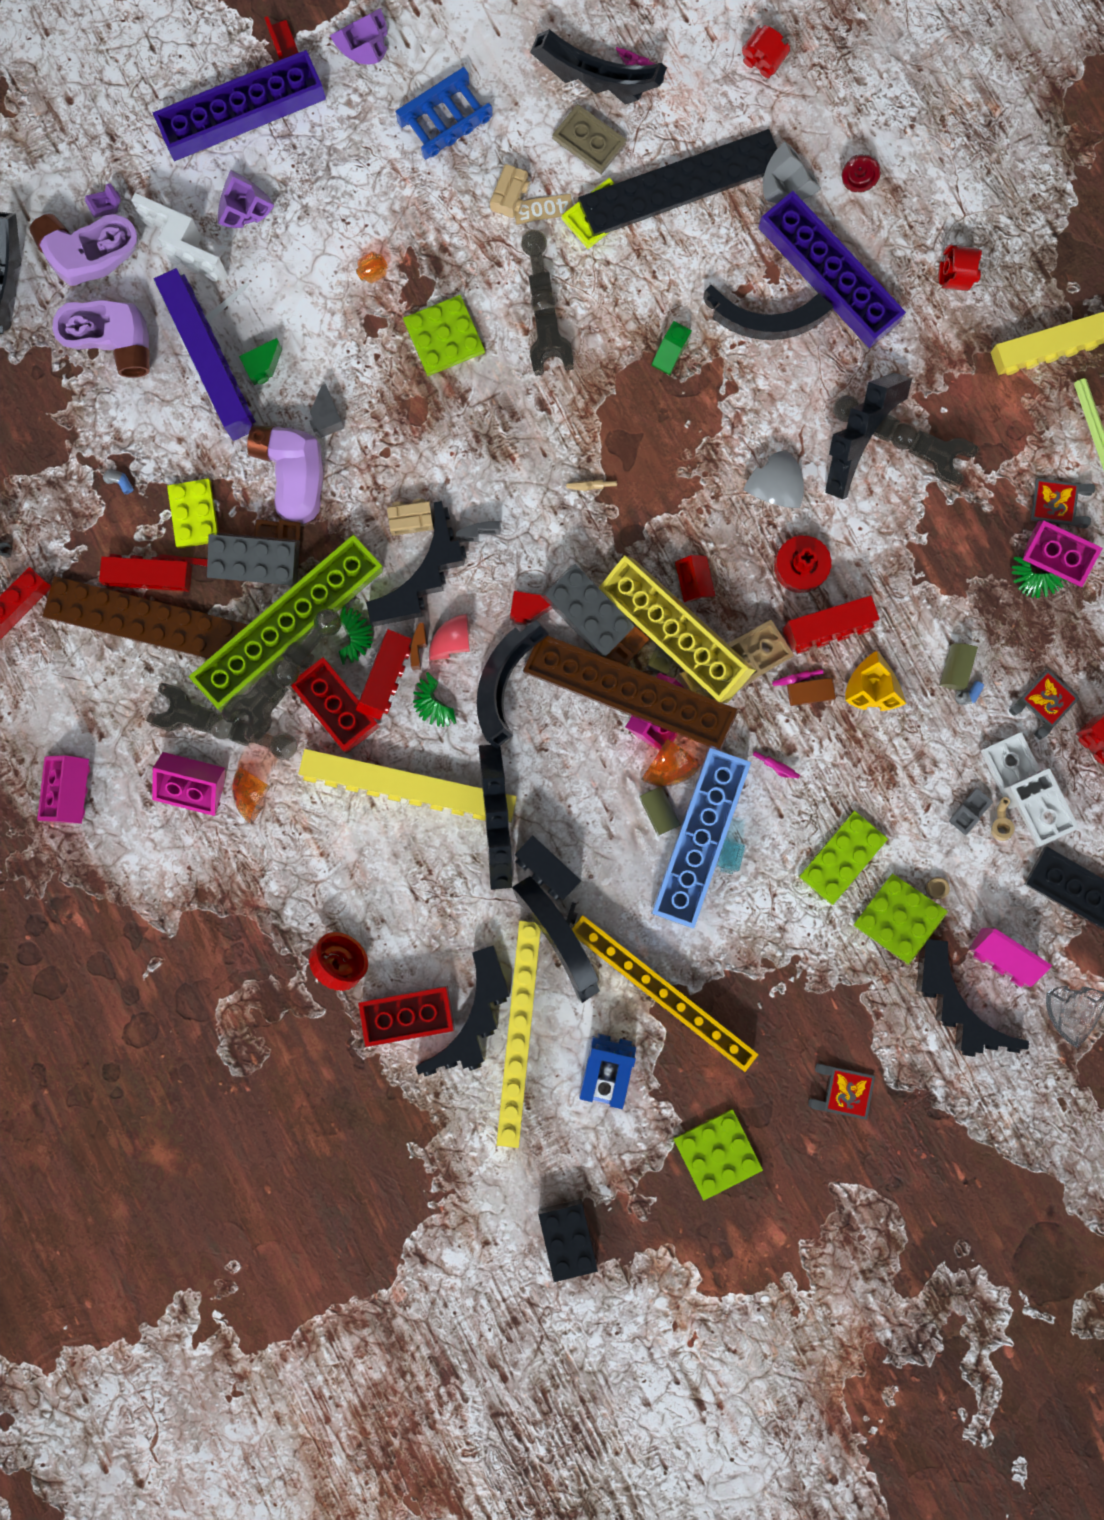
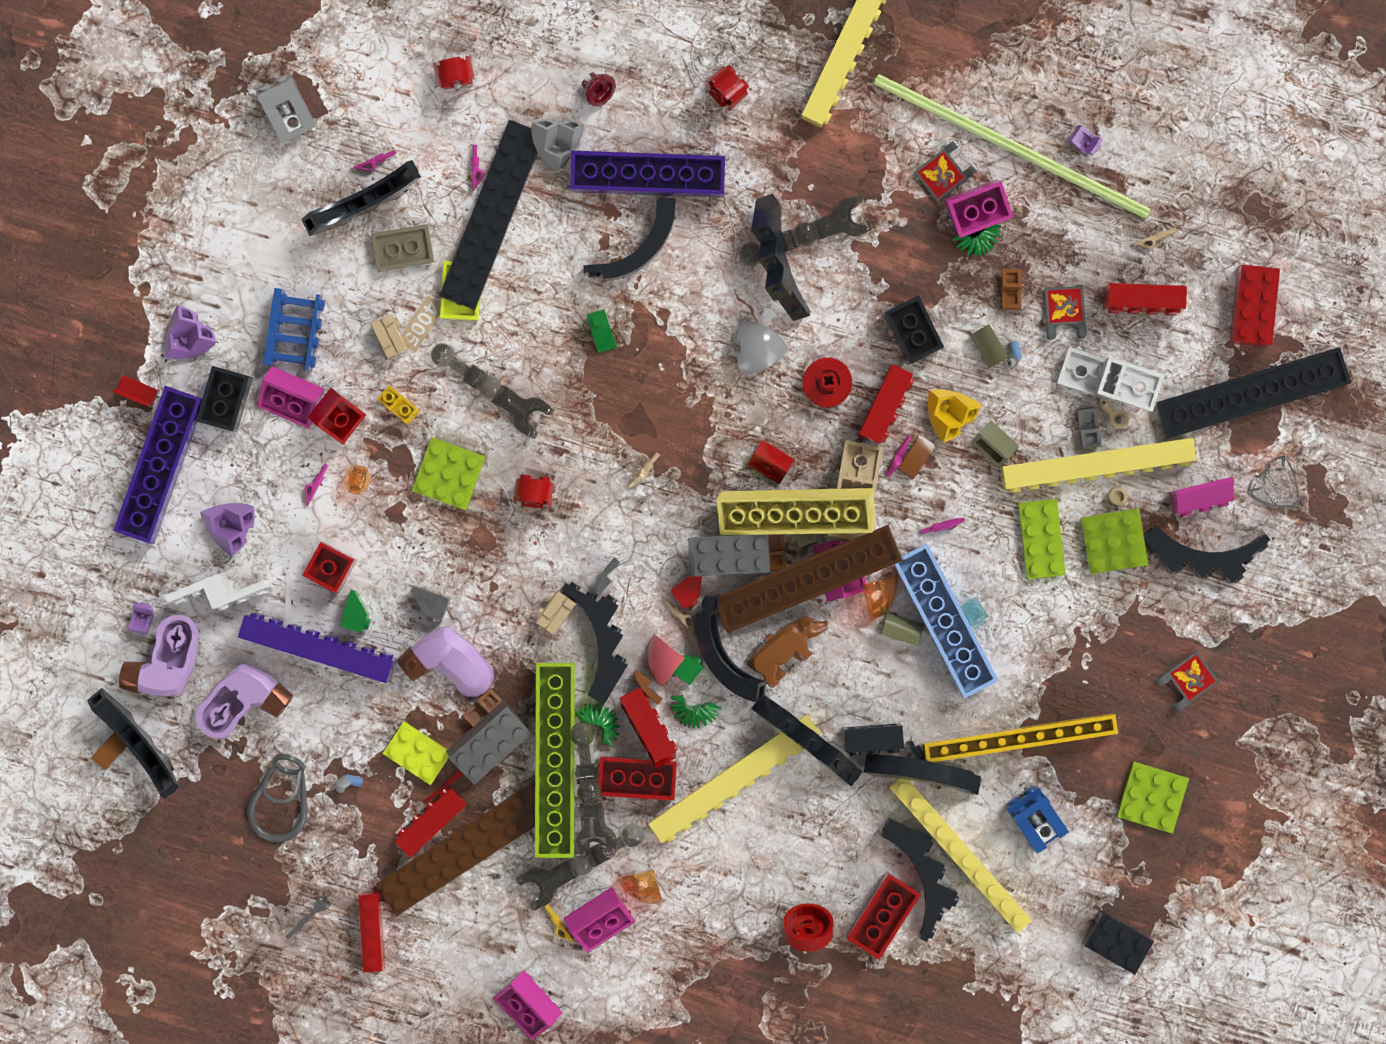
camera: 45 degrees left, 5 degrees up
(46, 416) = (261, 790): none -> dark grey animal
(156, 749) = (559, 926): none -> yellow hand
(279, 307) = (329, 567): none -> red brick
(336, 241) = (317, 481): none -> dark pink hand
(339, 108) = (224, 399): none -> black brick
(388, 158) = (289, 396): none -> dark pink slope
(406, 202) = (336, 416): none -> red brick
(461, 247) = (398, 405): none -> yellow slope
(464, 666) = (689, 668): none -> green slope
(491, 409) = (533, 492): none -> red brick
(501, 614) = (681, 617): none -> tan hand
(556, 725) = (782, 646): none -> dark orange animal
(704, 140) = (475, 168): none -> dark pink hand
(883, 745) = (995, 444): none -> olive brick
(912, 592) = (913, 330): none -> black brick
(950, 846) = (1097, 464): none -> light yellow brick
(1020, 642) = (1011, 289): none -> dark orange slope

